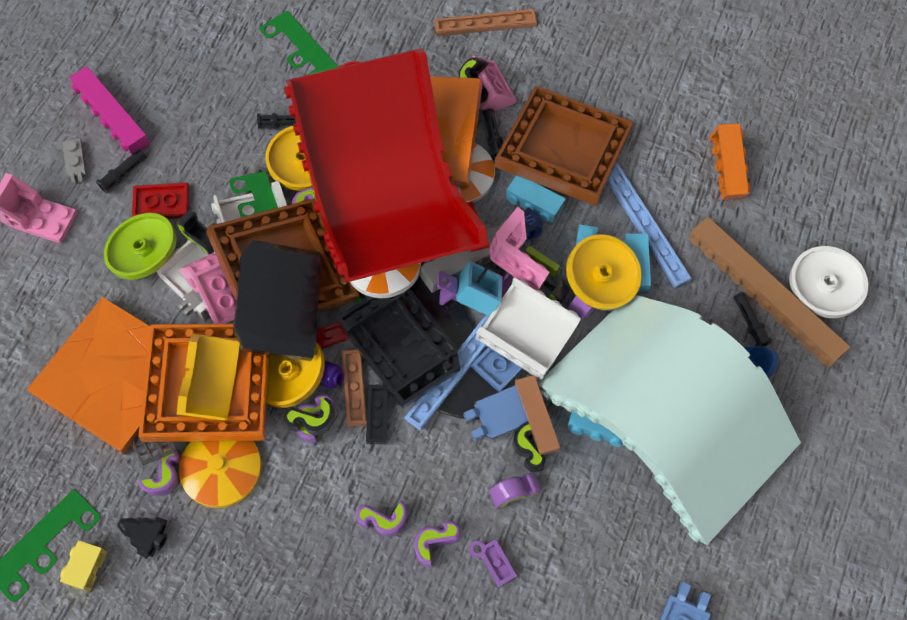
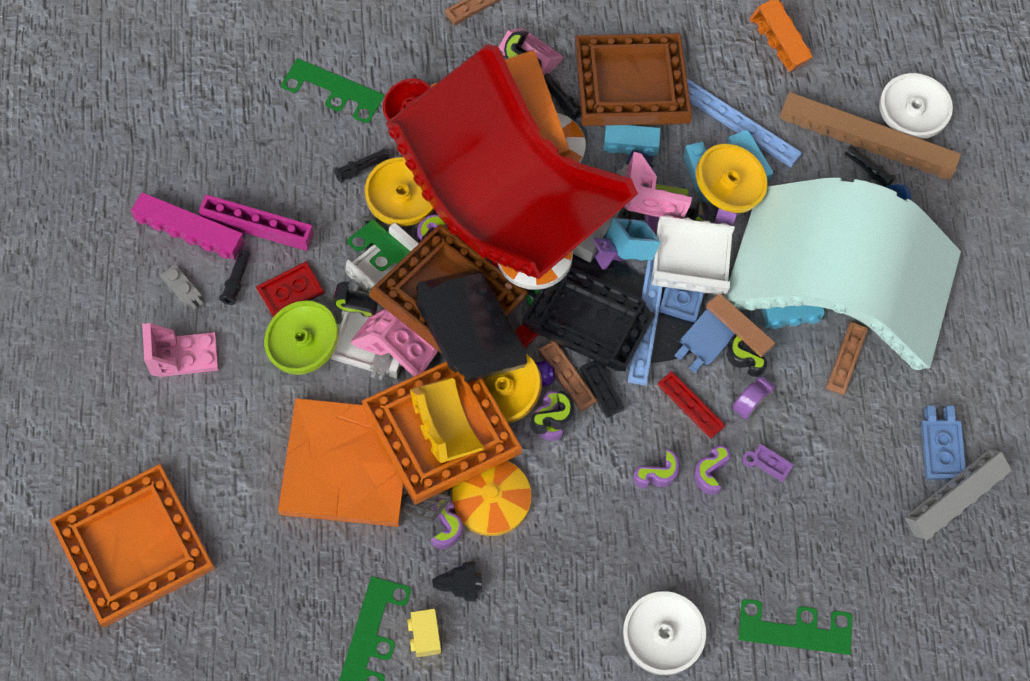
camera: 30 degrees left, 0 degrees up
(164, 131) = (257, 222): none -> dark pink brick
(453, 469) = (691, 405): none -> red tile
(626, 498) = (847, 358): none -> nougat tile

